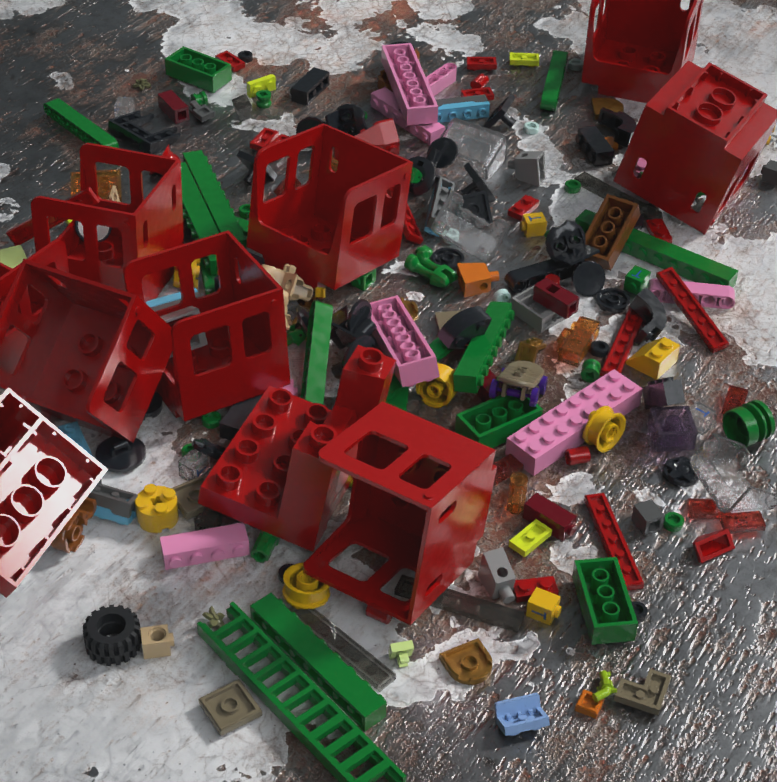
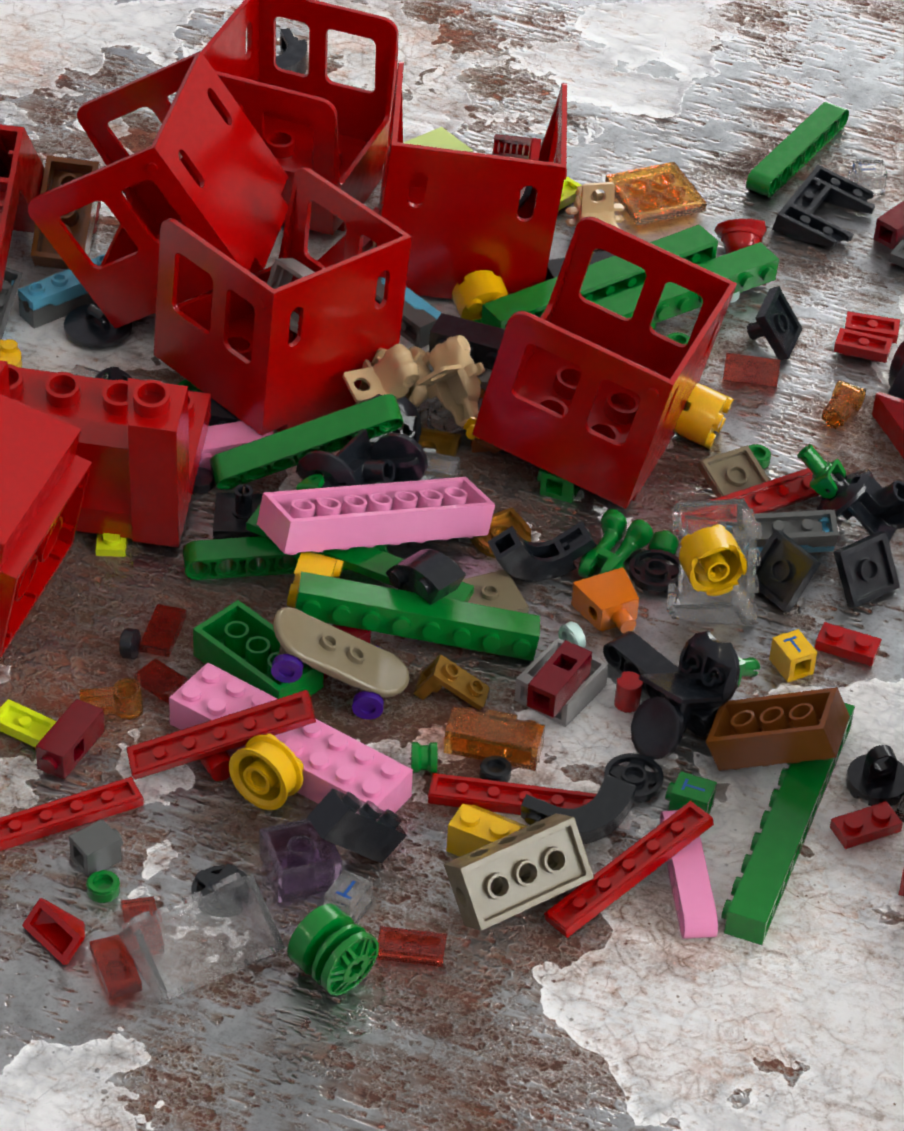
camera: 75 degrees right, 0 degrees up
(432, 293) = (543, 559): none -> black arch
(473, 224) = (712, 560): none -> yellow brick
(574, 441) = (220, 734): none -> red tile
(698, 344) = (519, 871): none -> brick

